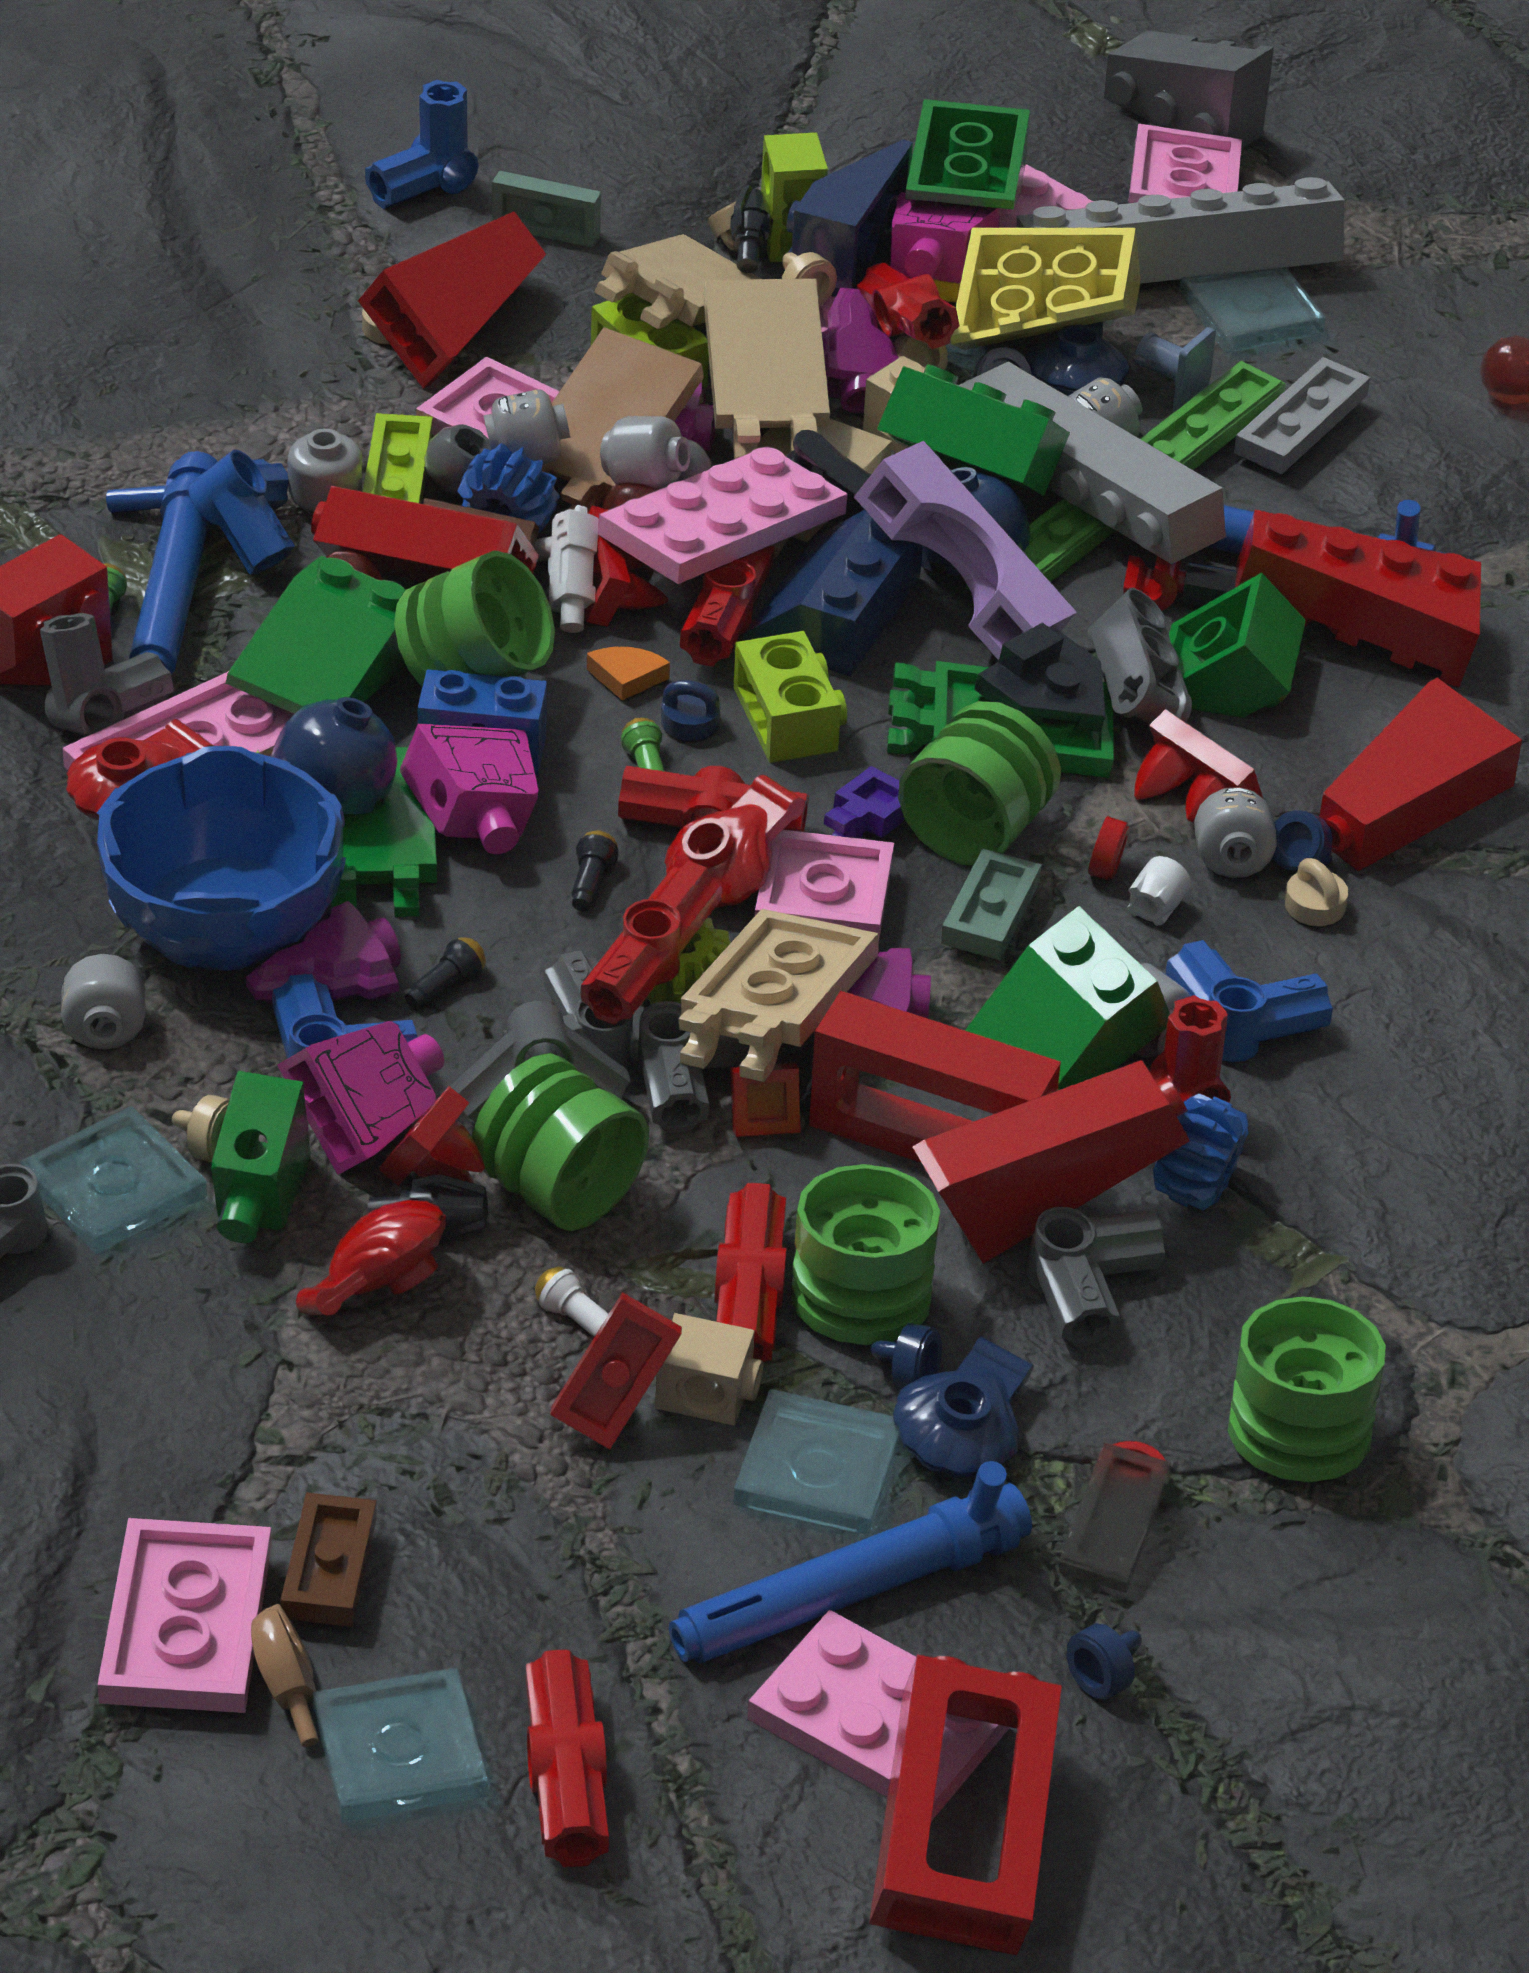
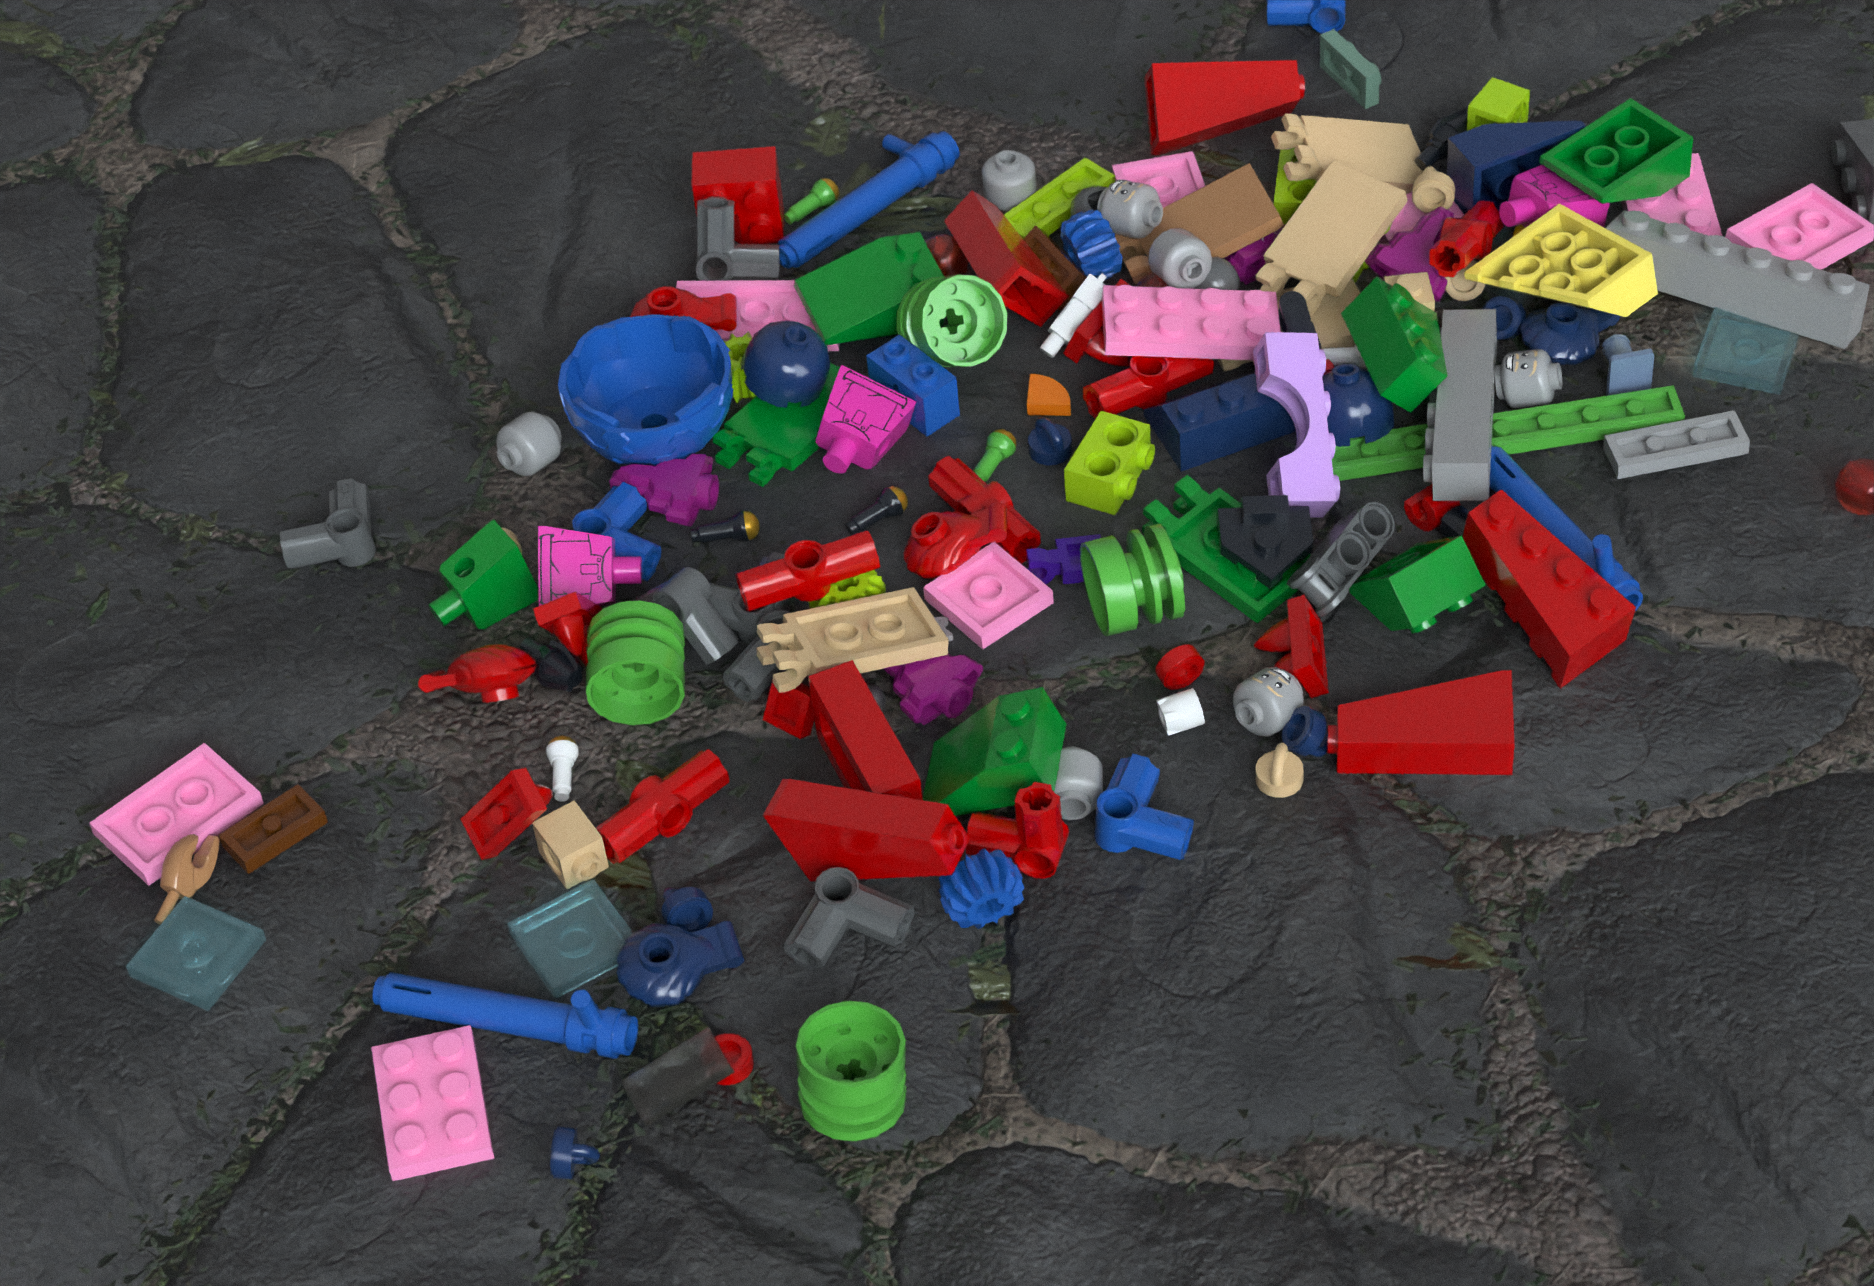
camera: 50 degrees right, 5 degrees up
(115, 1179) = (420, 544): clear light blue tile -> none
(242, 500) = (928, 174): blue piece -> none
(566, 1758) = (249, 1015): red piece -> none
(864, 1253) = (714, 829): bright green wheel -> none
(946, 1906) = (408, 1203): red piece -> none
(991, 904) = (1071, 661): sand green plate -> none

